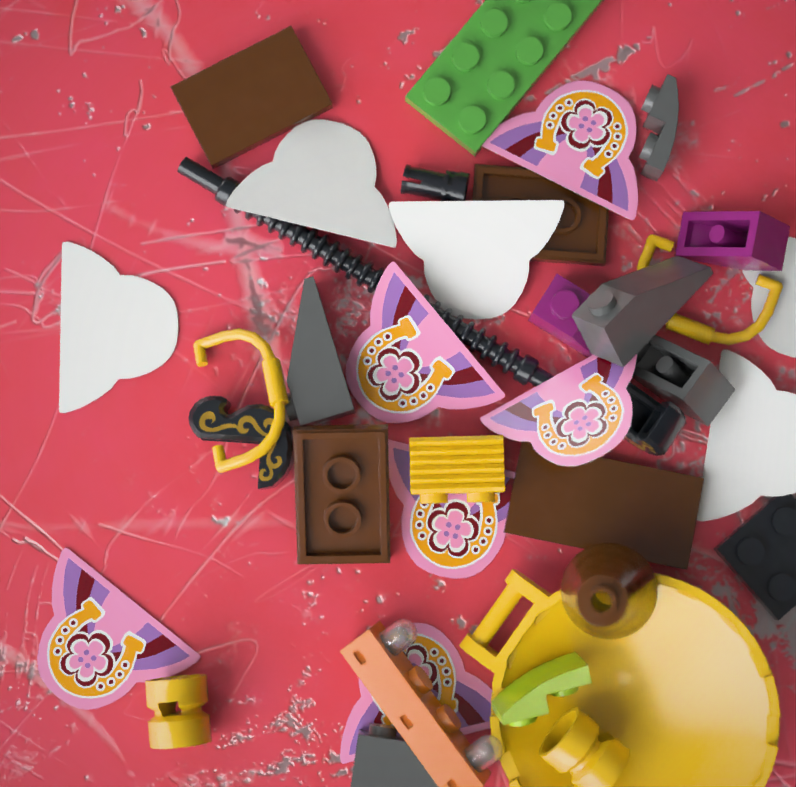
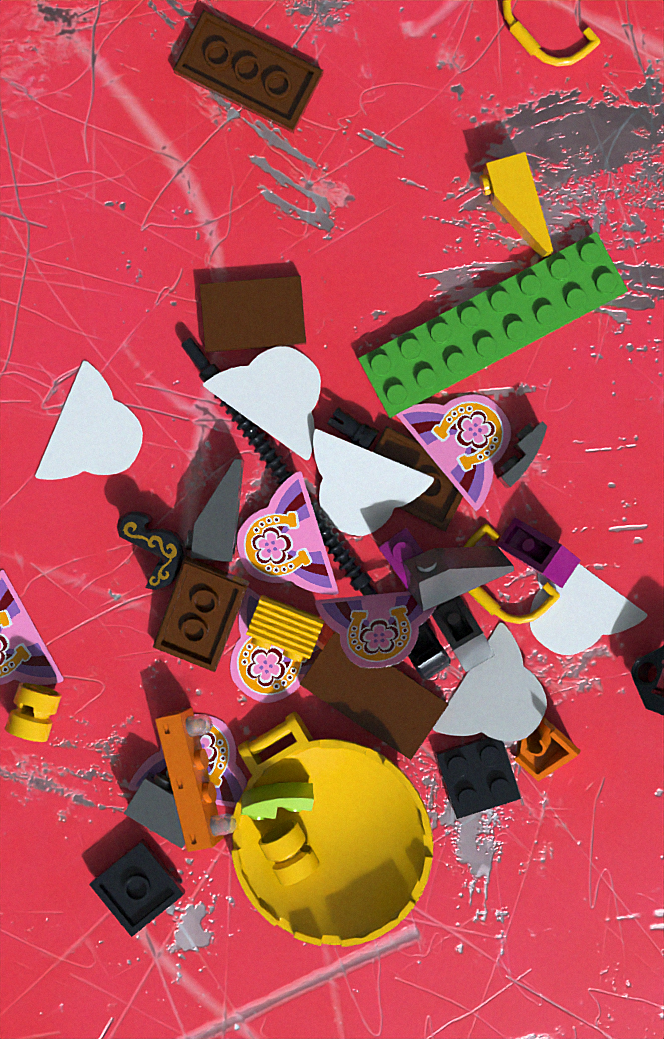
camera: 20 degrees right, 5 degrees up
(275, 388) = (185, 522): yellow piece -> none
(621, 575) = (348, 756): reddish brown cone -> none

